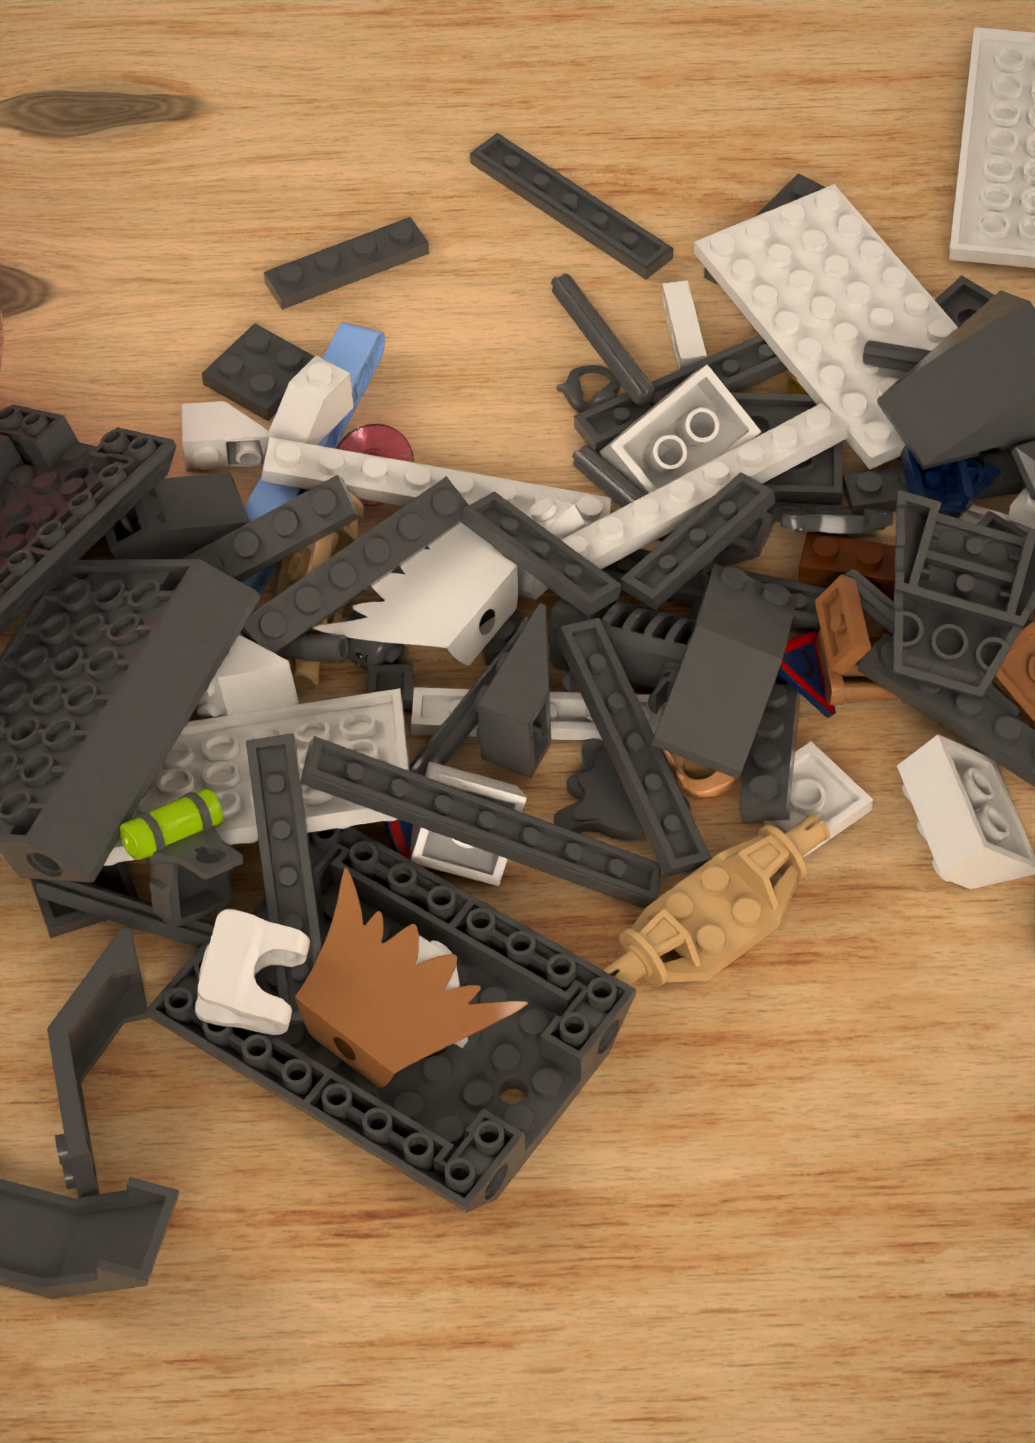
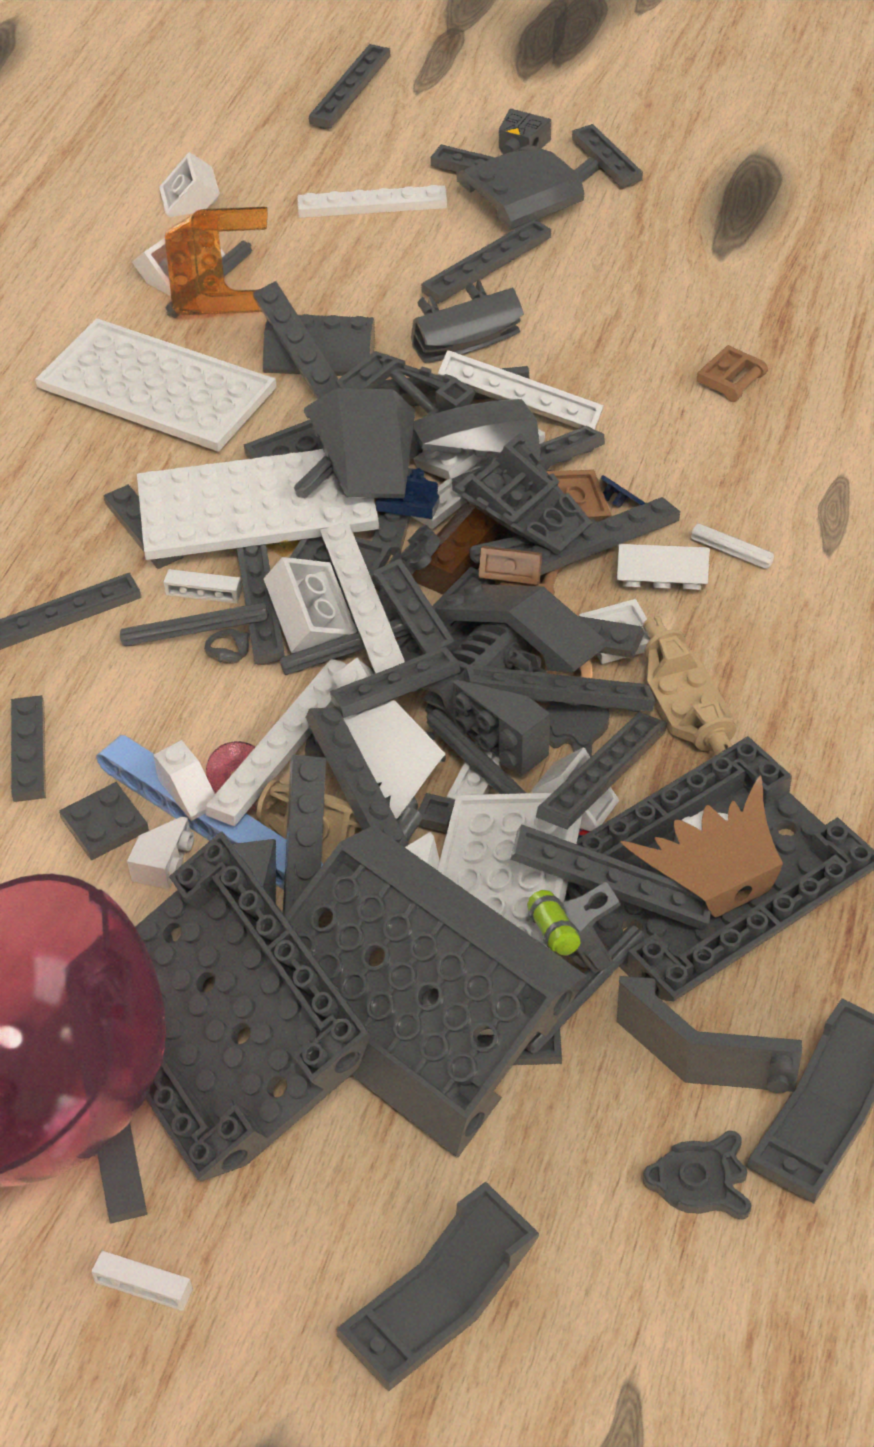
camera: 70 degrees left, 5 degrees down
(227, 983) = (681, 924): white piece -> none

